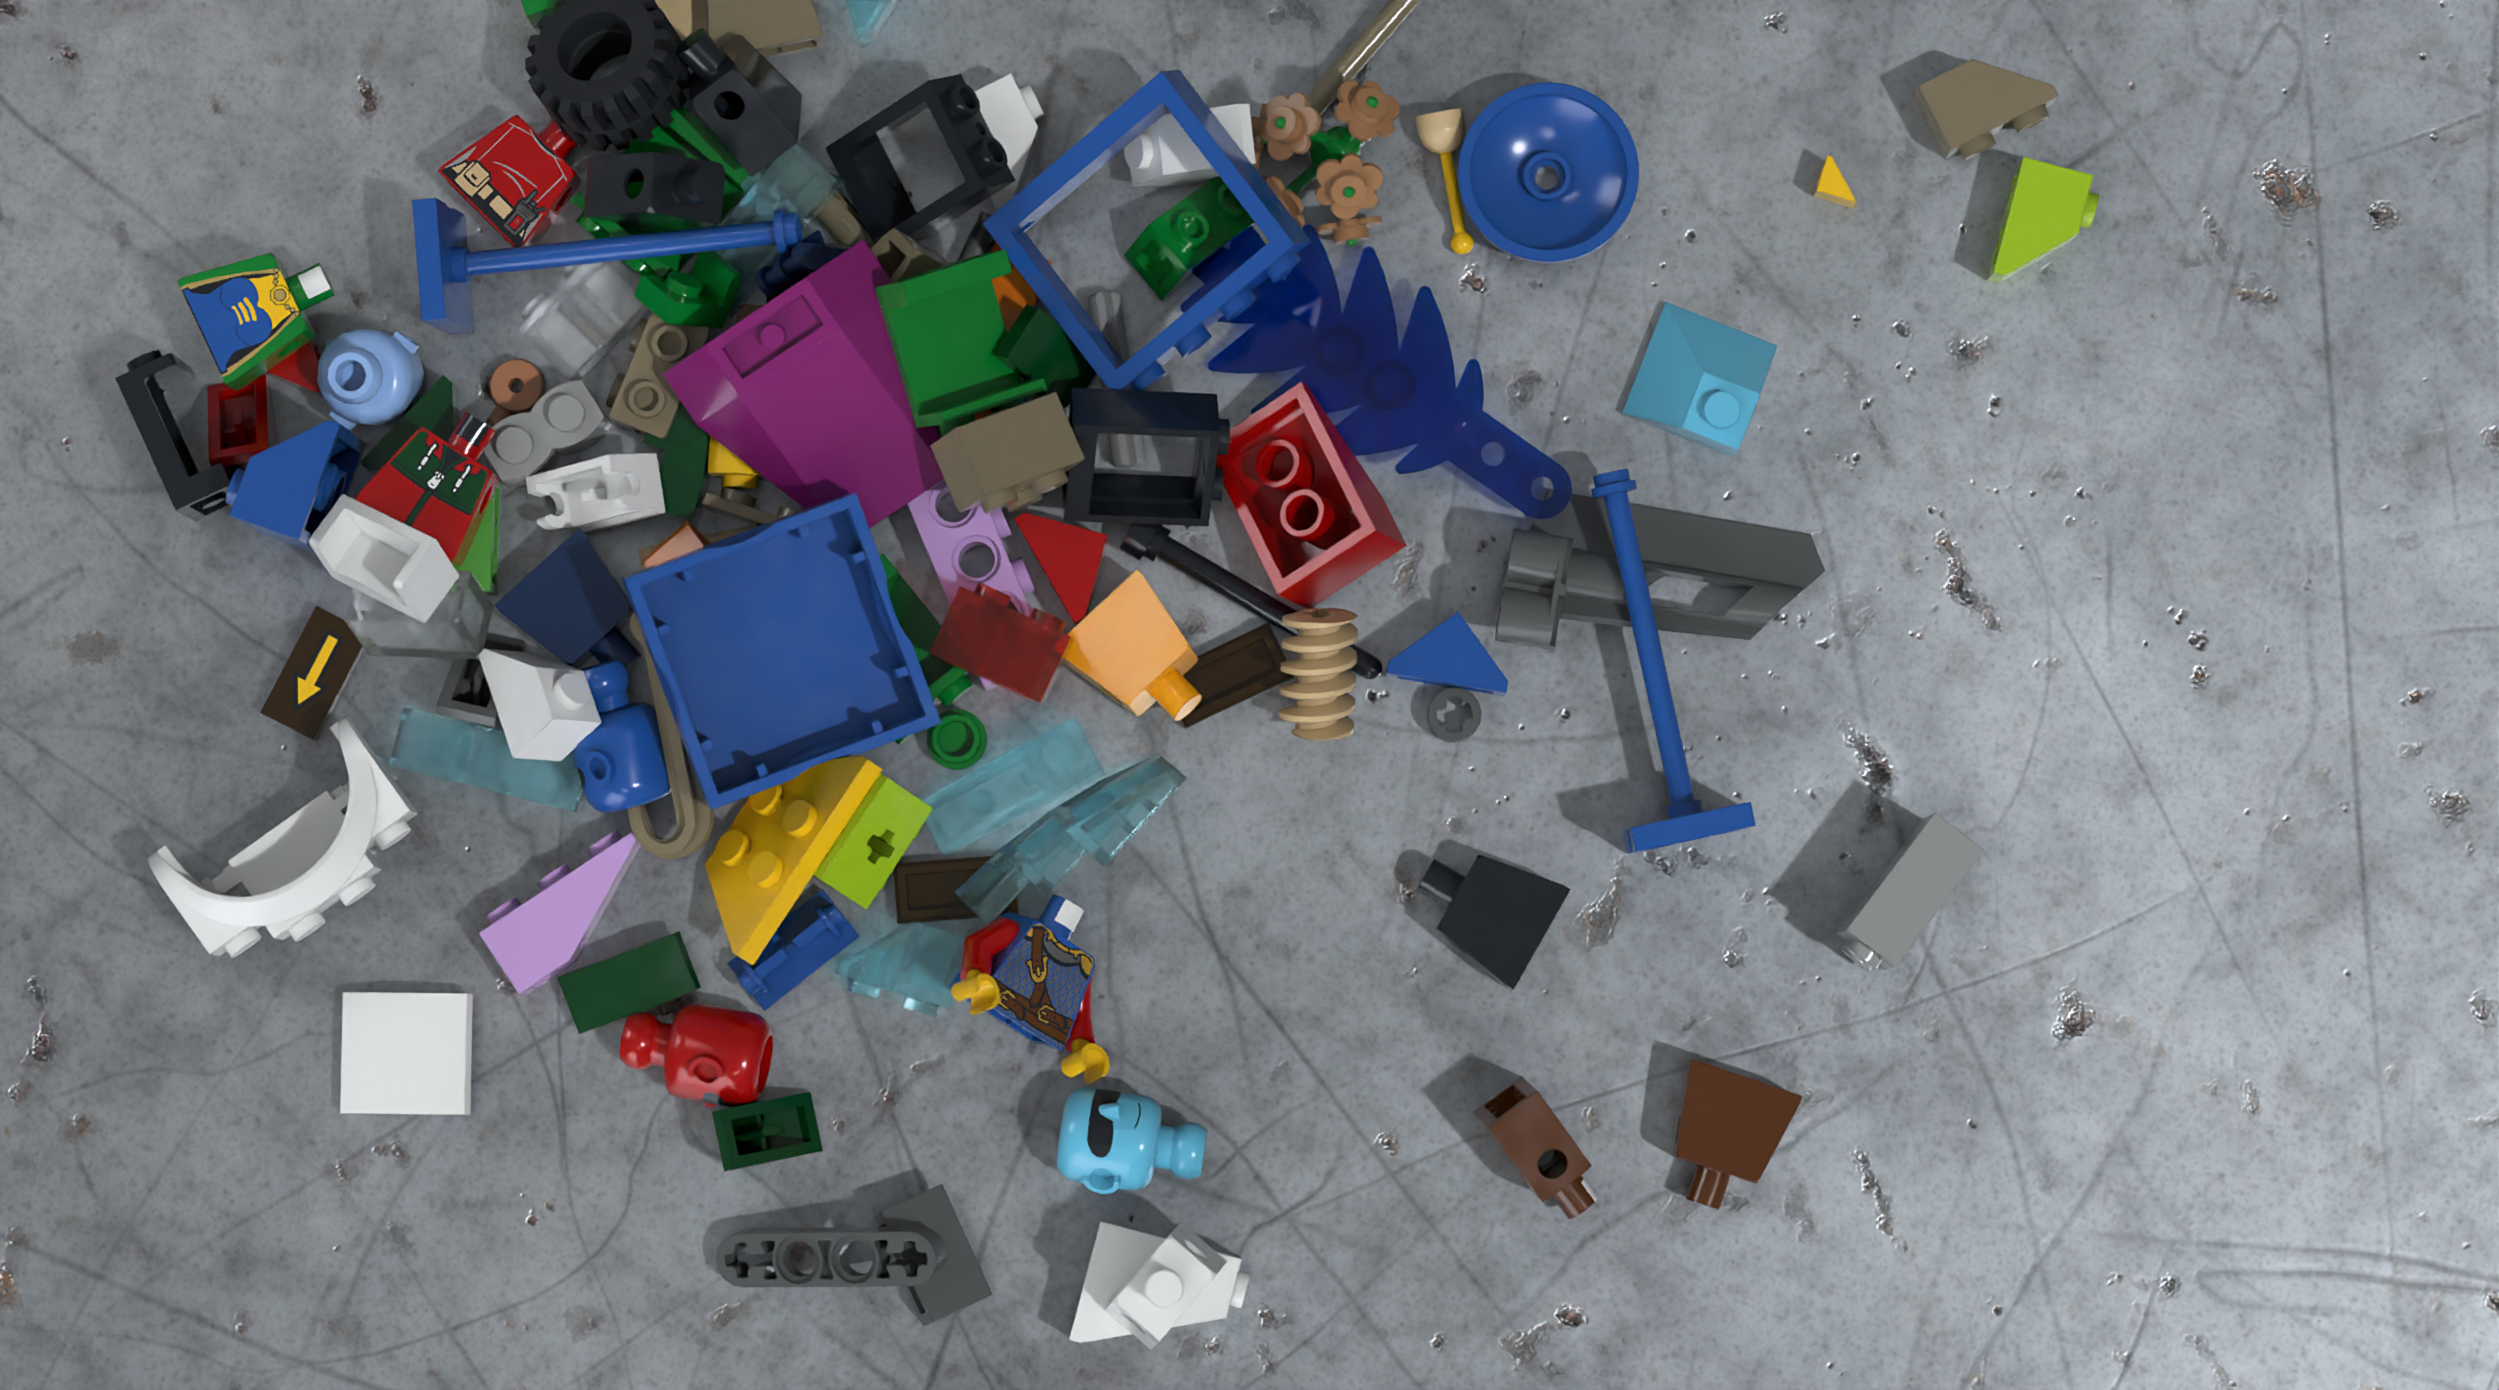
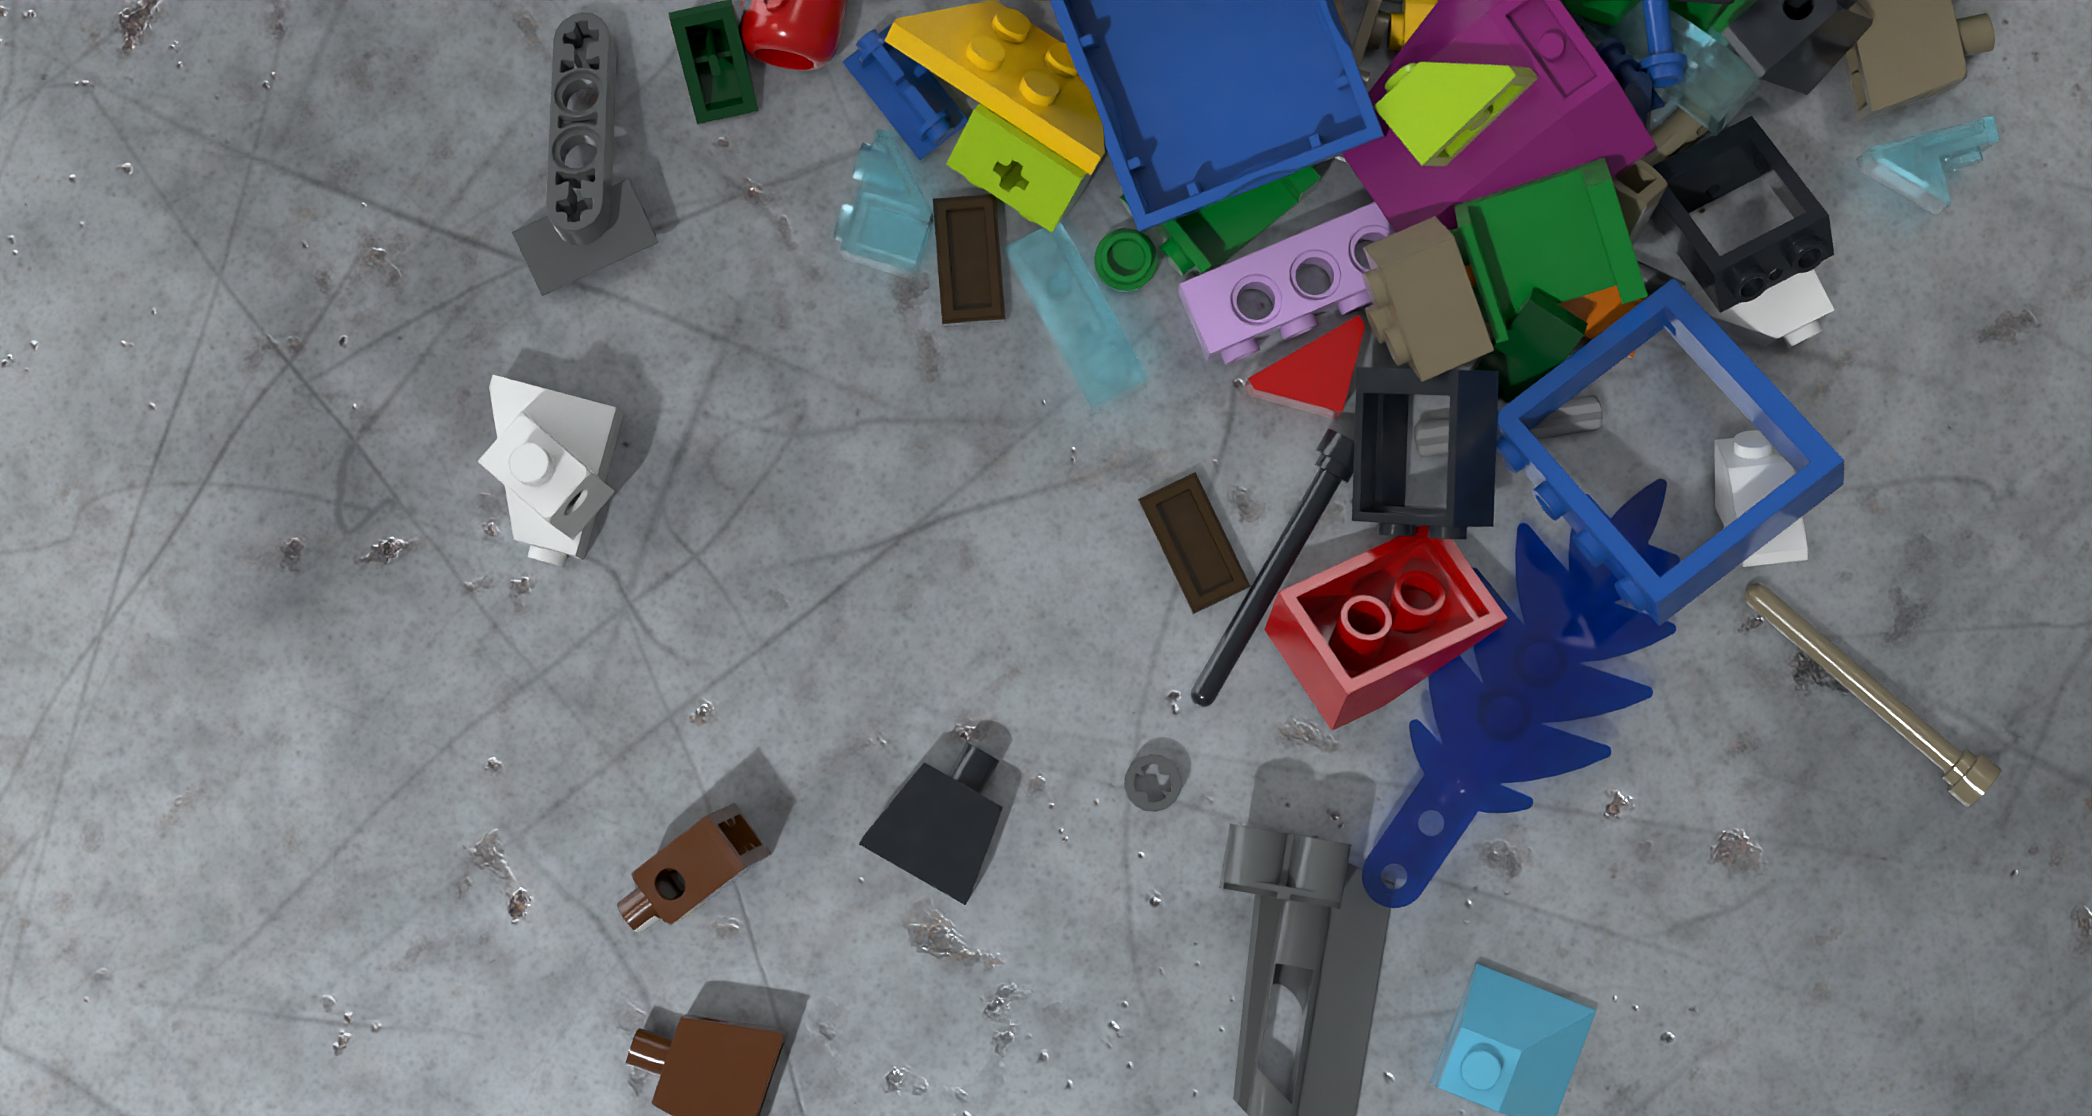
camera: 90 degrees right, 0 degrees up
(825, 433) = (1447, 105): none -> lime slope
(1003, 644) = (1223, 300): clear red brick -> none
(1036, 983) = (867, 337): torso -> none
(1090, 822) = (1036, 396): clear light blue slope -> none
(1118, 1141) = (702, 428): medium azure piece -> none
(1135, 651) = (1219, 443): light orange torso -> none
(1187, 236) = (1661, 496): green bracket -> none
(1321, 673) = (1196, 640): tan piece -> none
(1344, 181) = (1726, 660): medium nougat plant -> none
(1442, 134) = (1774, 770): hinge -> none
(1449, 658) = (1212, 777): blue slope -> none
(1556, 131) = (1779, 893): blue dish -> none
(1685, 815) = (1041, 1030): blue tile -> none

